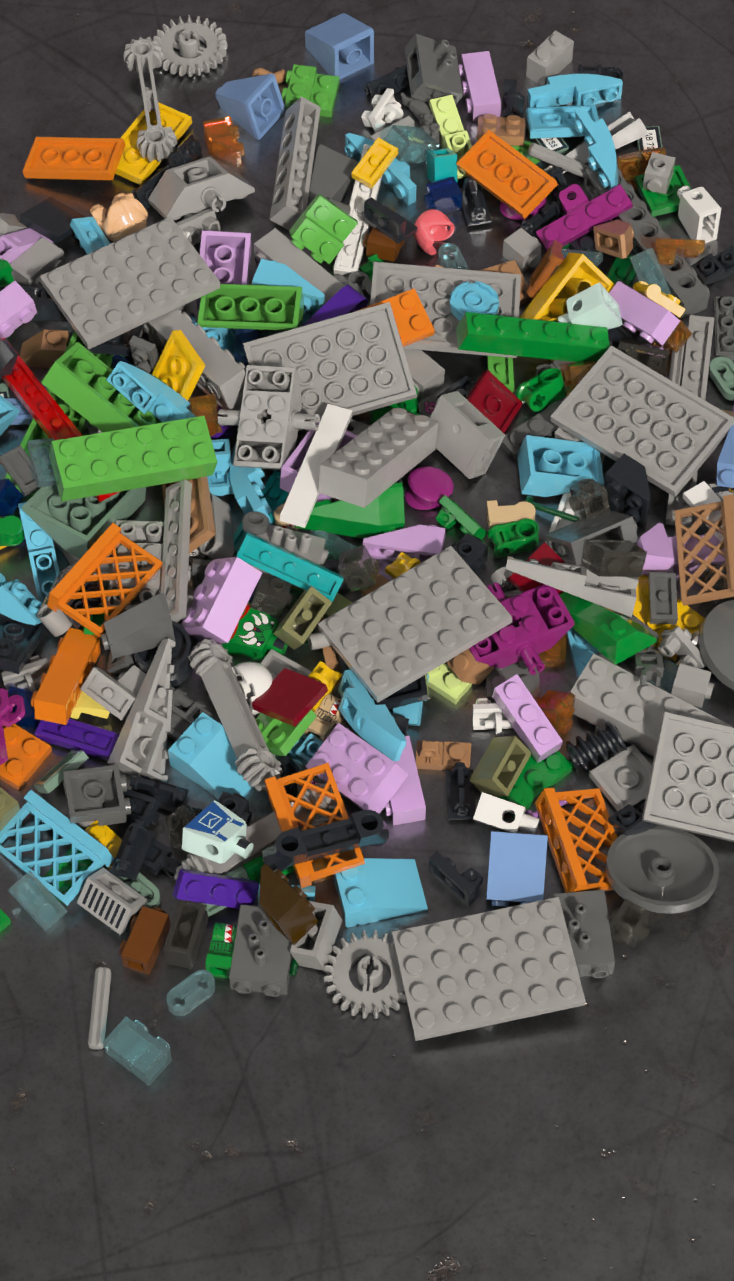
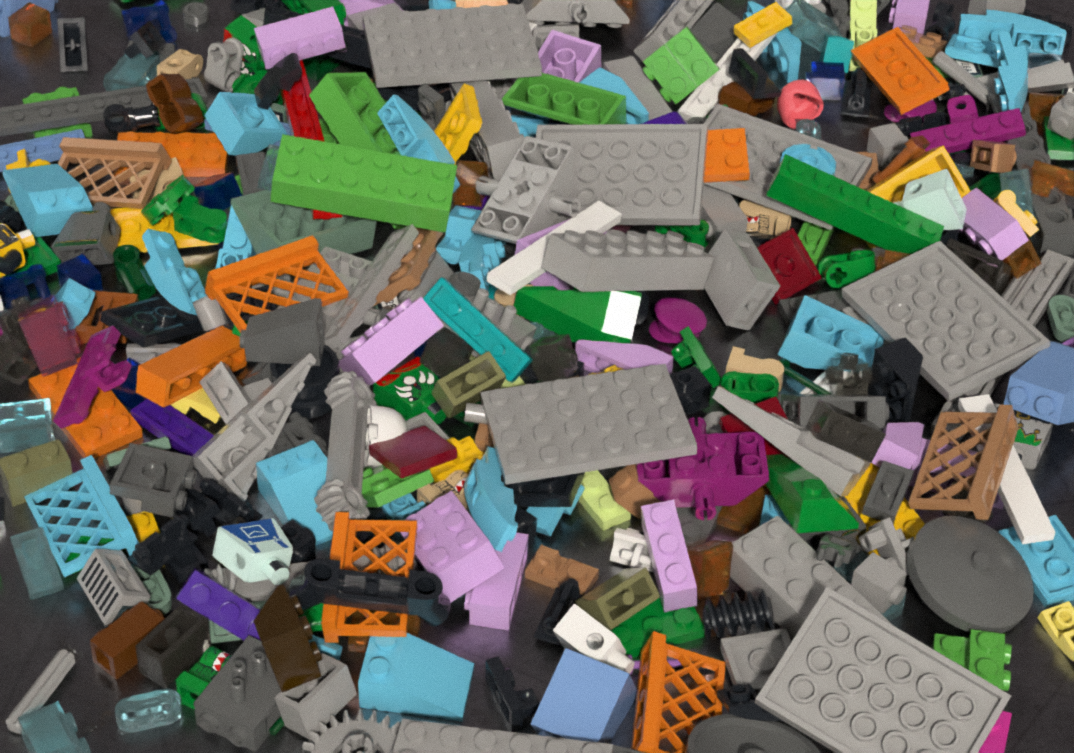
camera: 20 degrees right, 15 degrees down
(456, 362) = (765, 219): none -> tan leg

